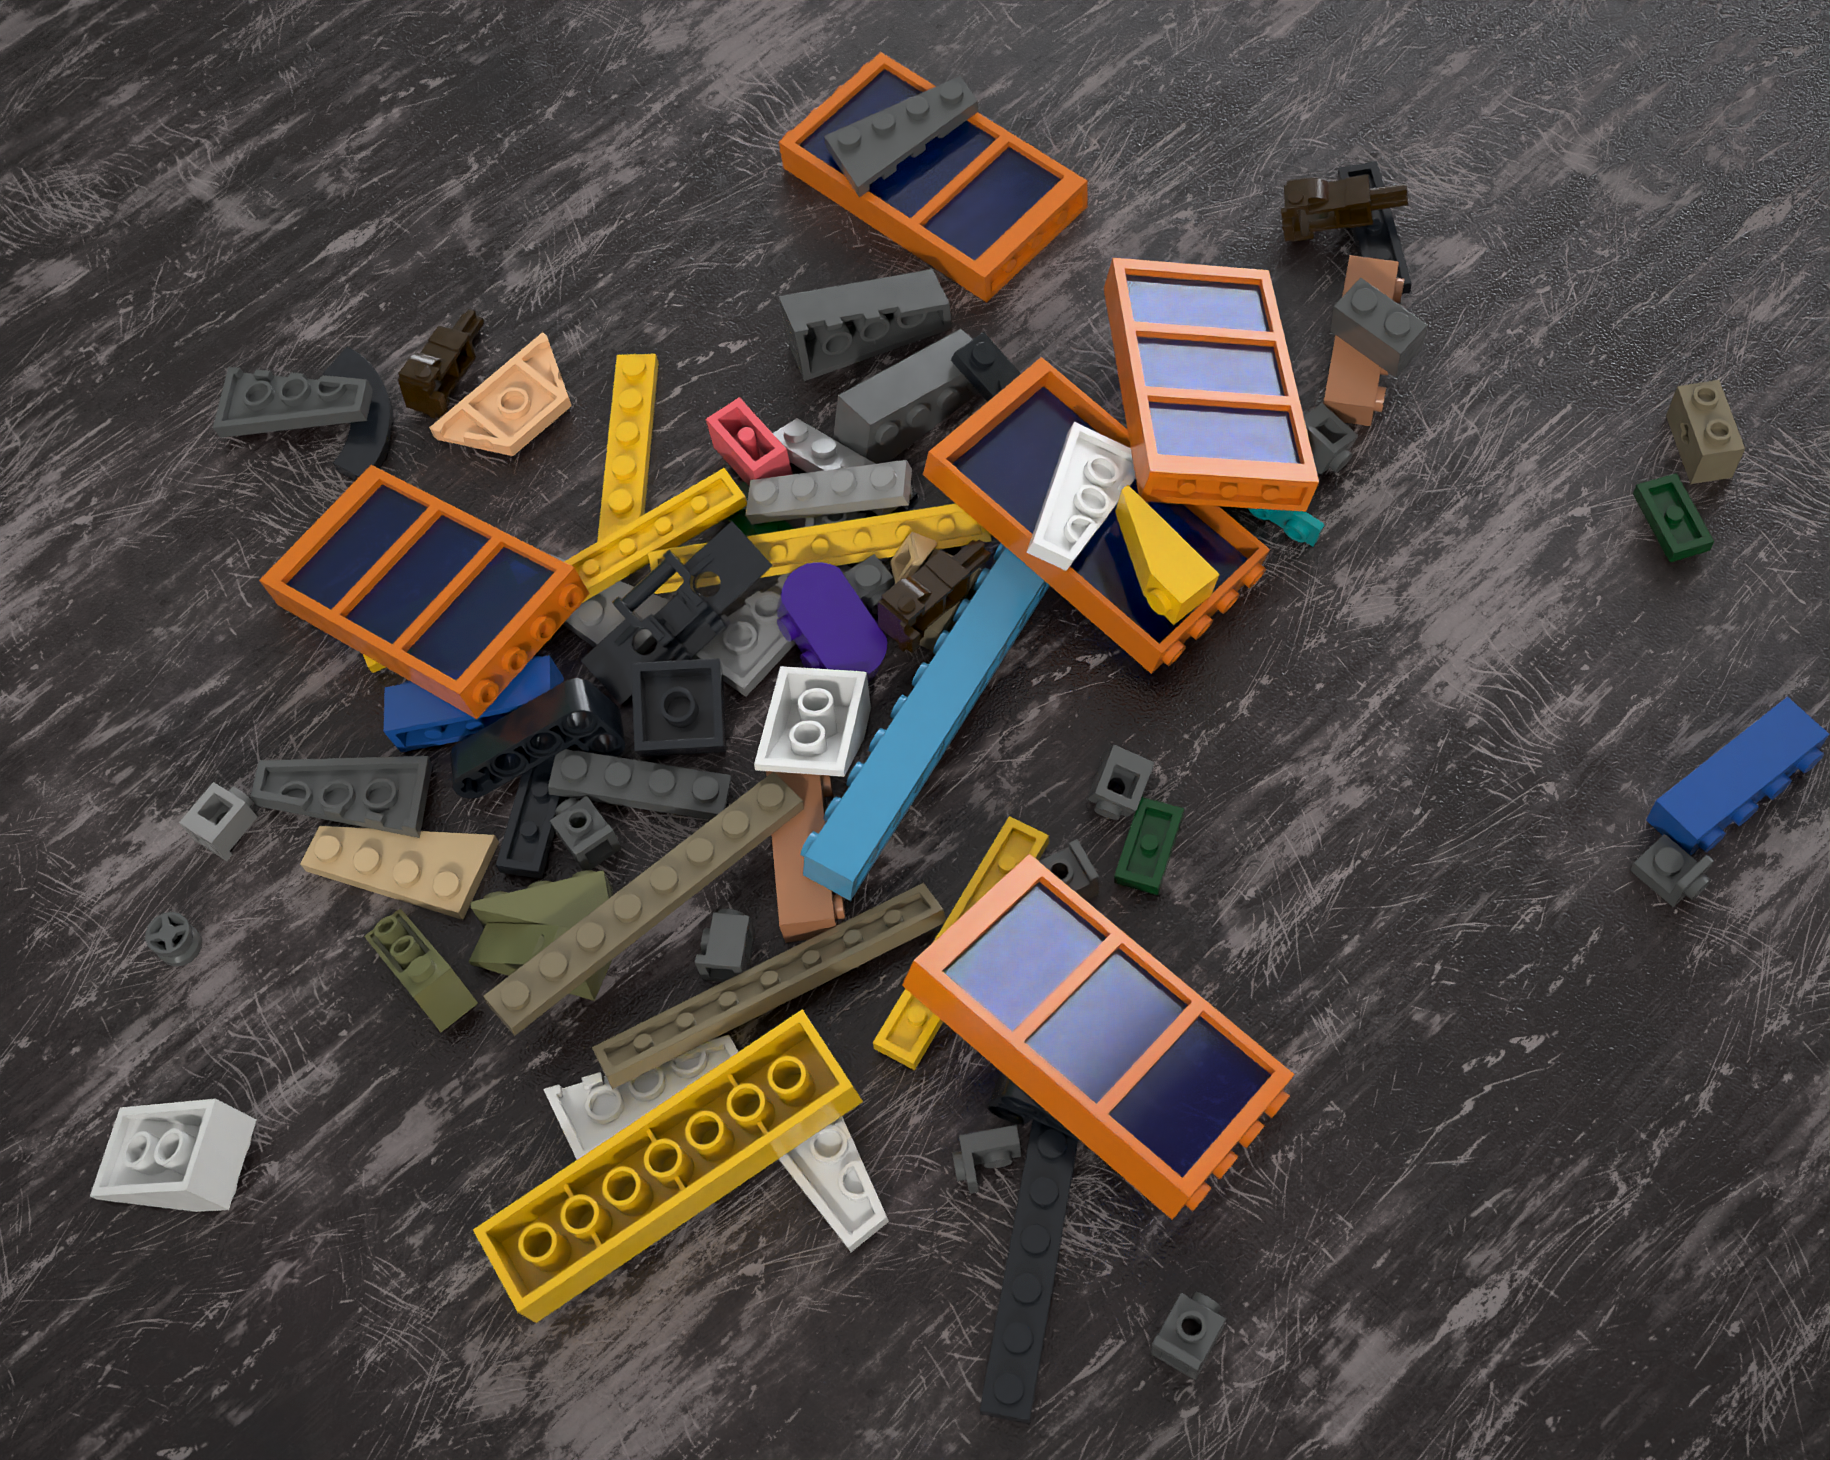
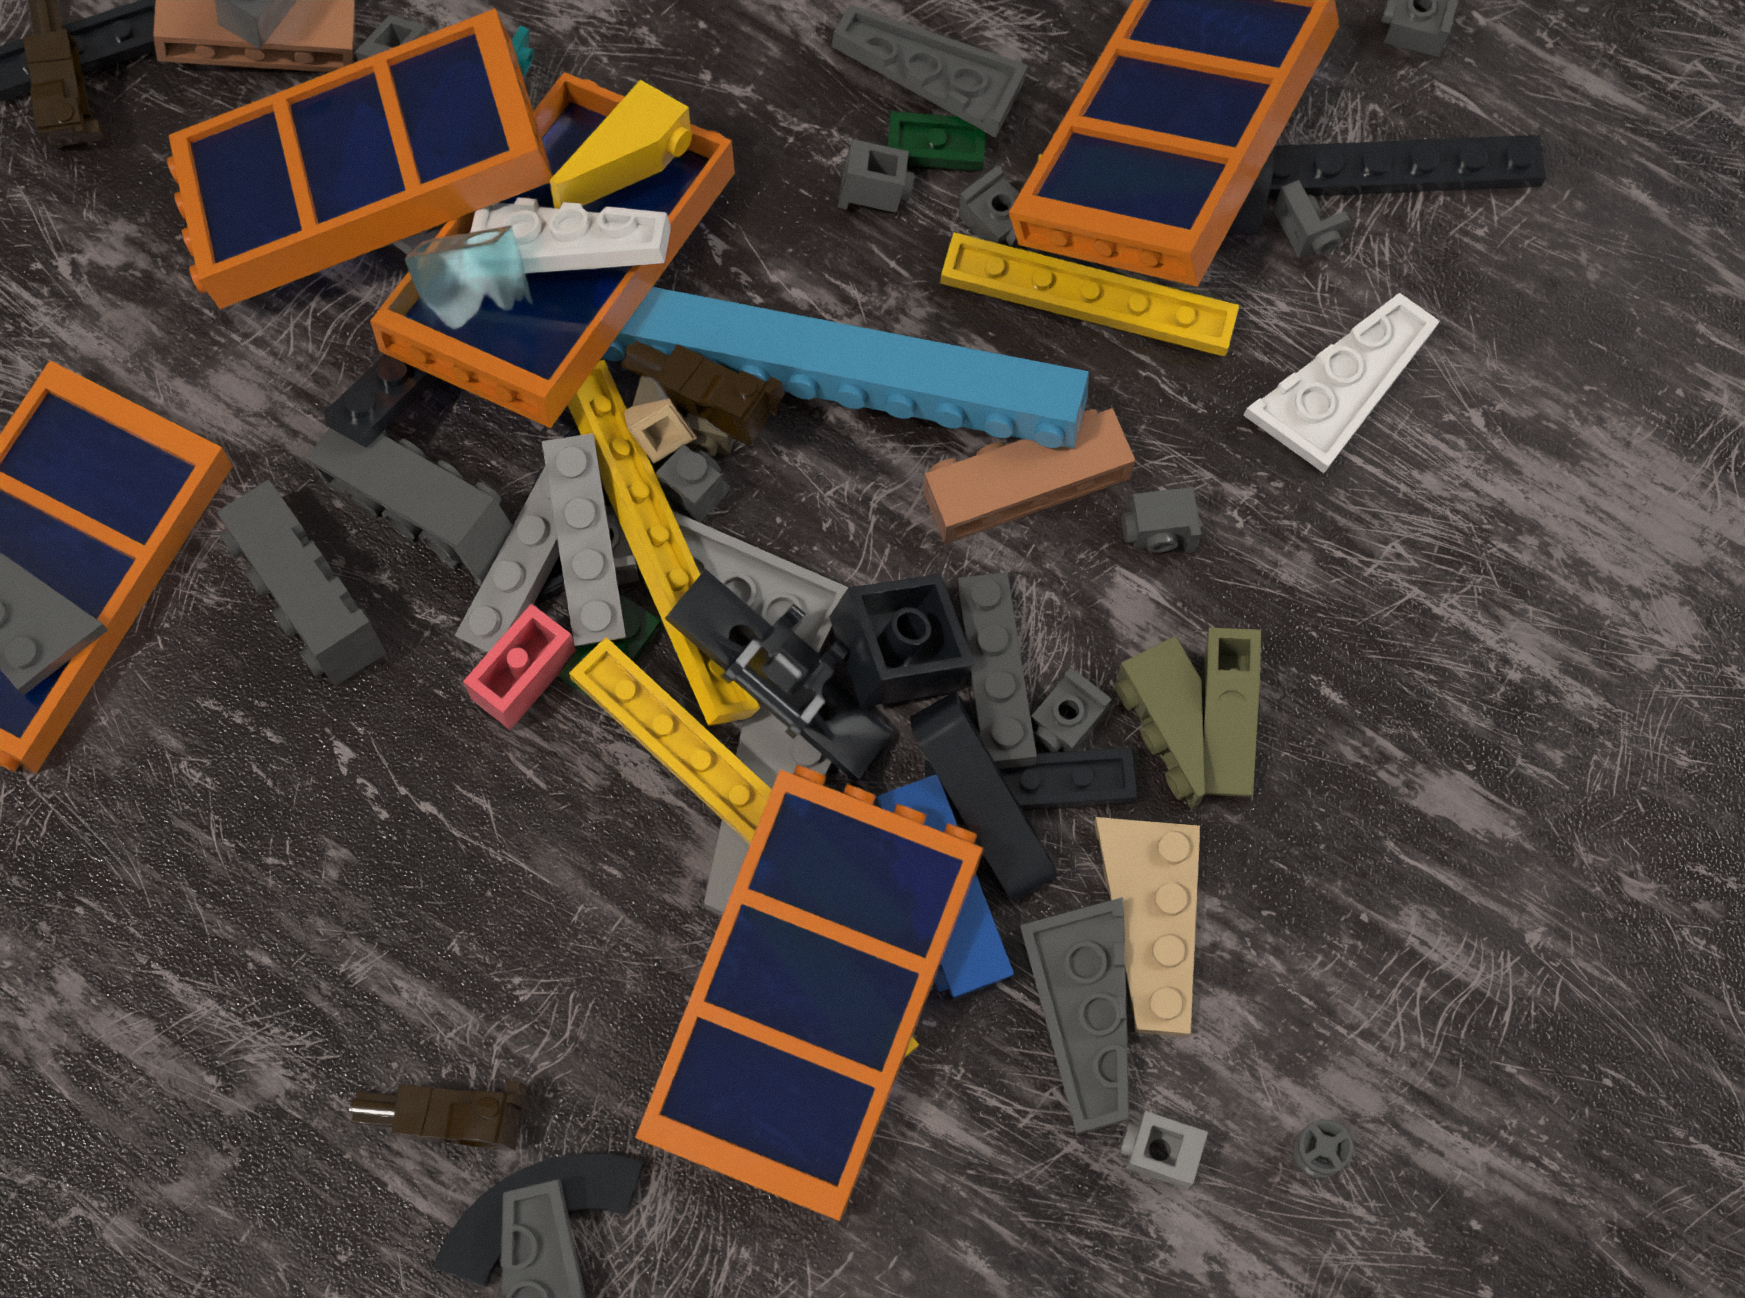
camera: 115 degrees left, 10 degrees up
(175, 1155) = (1567, 1040): white slope -> none
(421, 969) = (1274, 848): olive slope -> none
(509, 404) = (490, 1003): light nougat wing -> none
(596, 1112) = (1354, 570): white wing -> none
(628, 442) = (540, 832): yellow plate -> none
(643, 903) = (1159, 590): dark tan plate -> none
(666, 1167) = (1426, 493): yellow brick -> none
(768, 985) = (1201, 465): dark tan plate -> none
(814, 721) = (897, 479): white slope -> none
(829, 621) = (756, 504): dark purple brick -> none
(1054, 415) = (462, 268): none -> clear light blue piece
(1216, 865) = (940, 69): none -> dark grey wing

